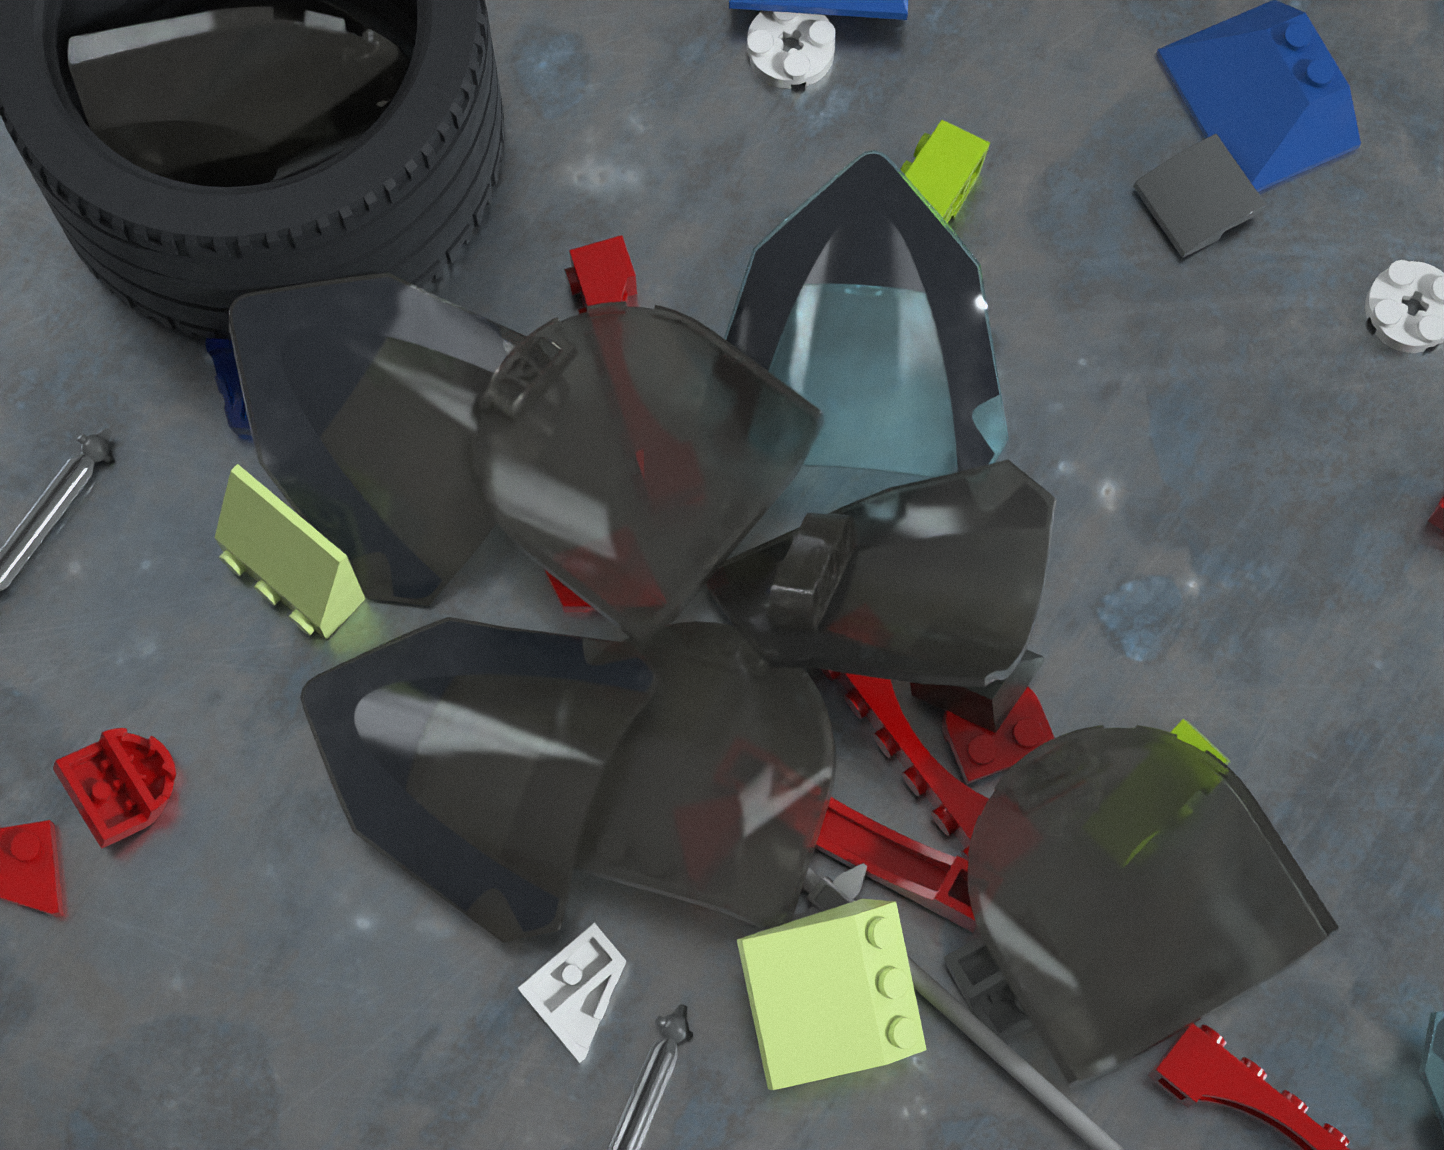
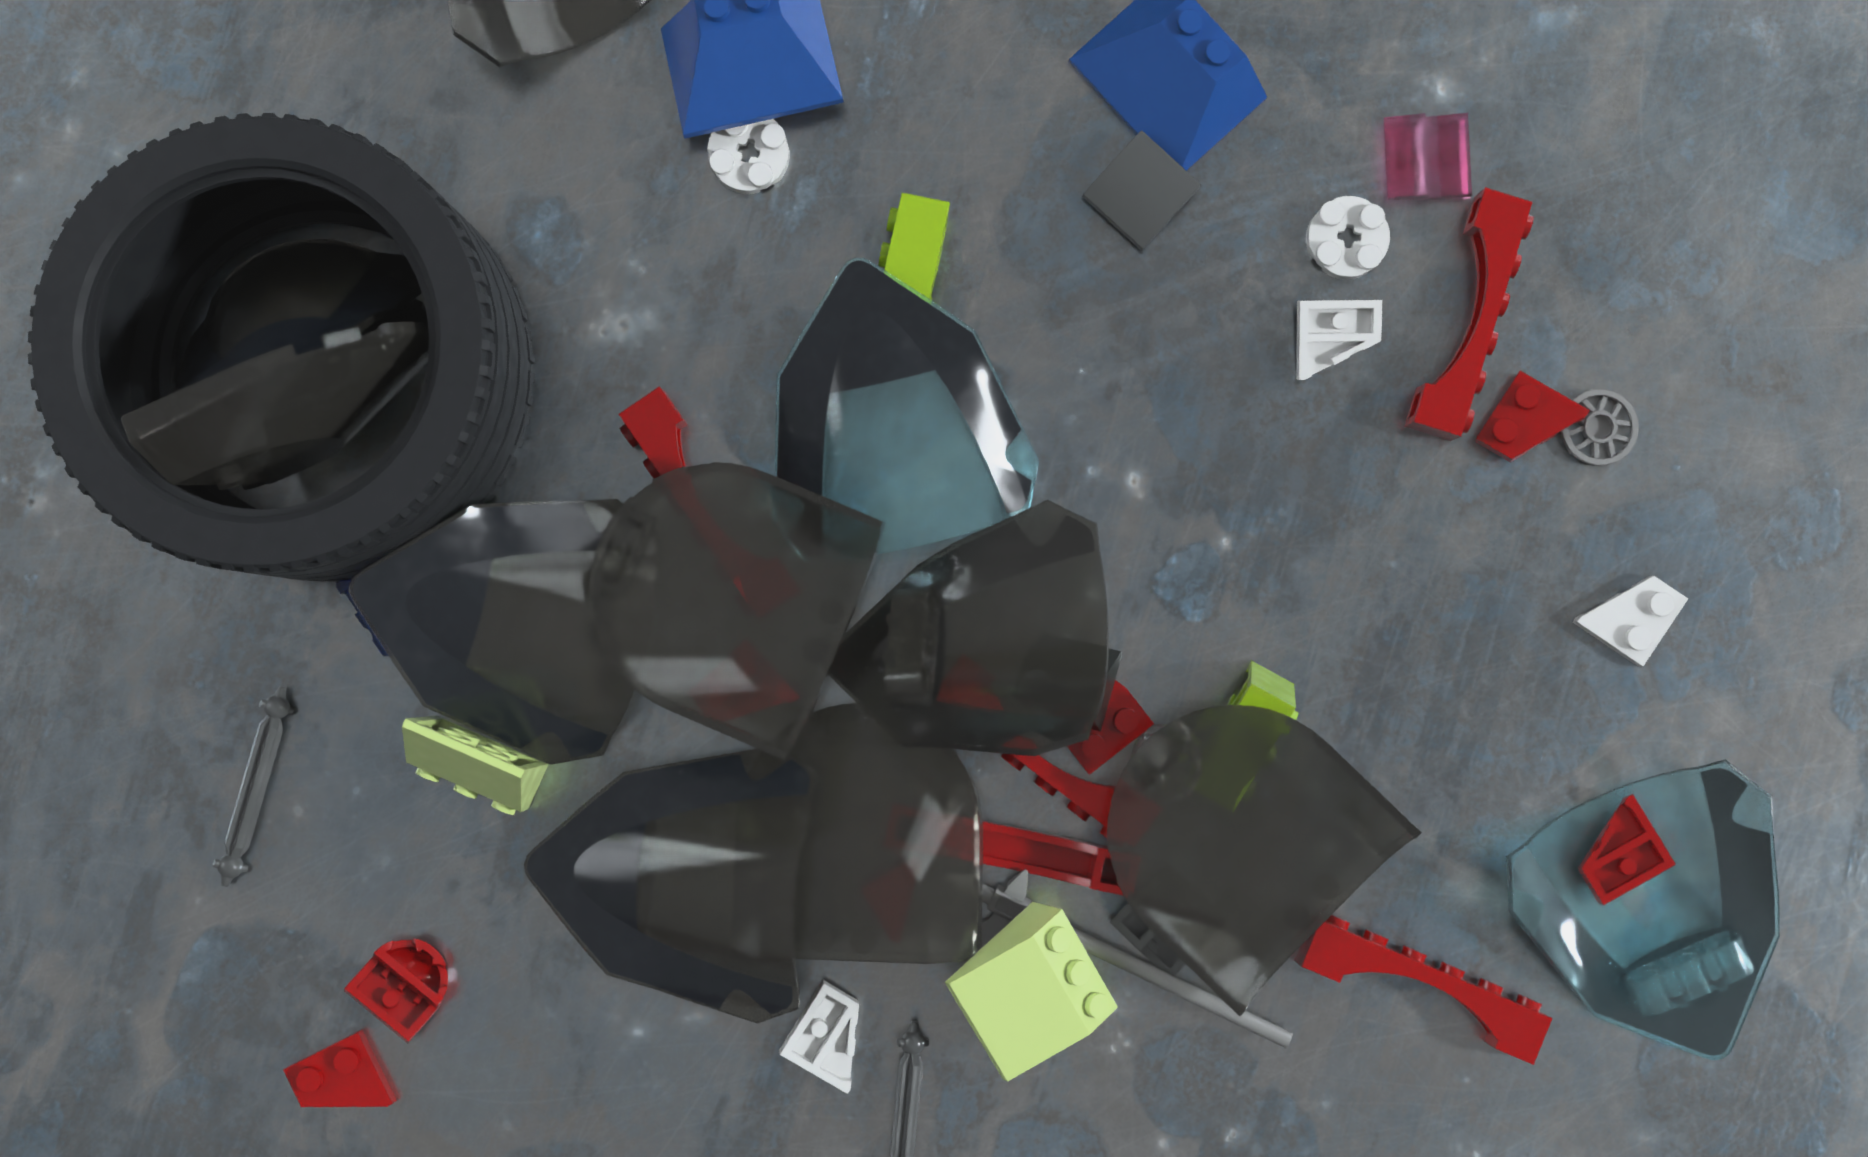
camera: 20 degrees left, 15 degrees up
(1373, 395) = (1334, 331): none -> white wing

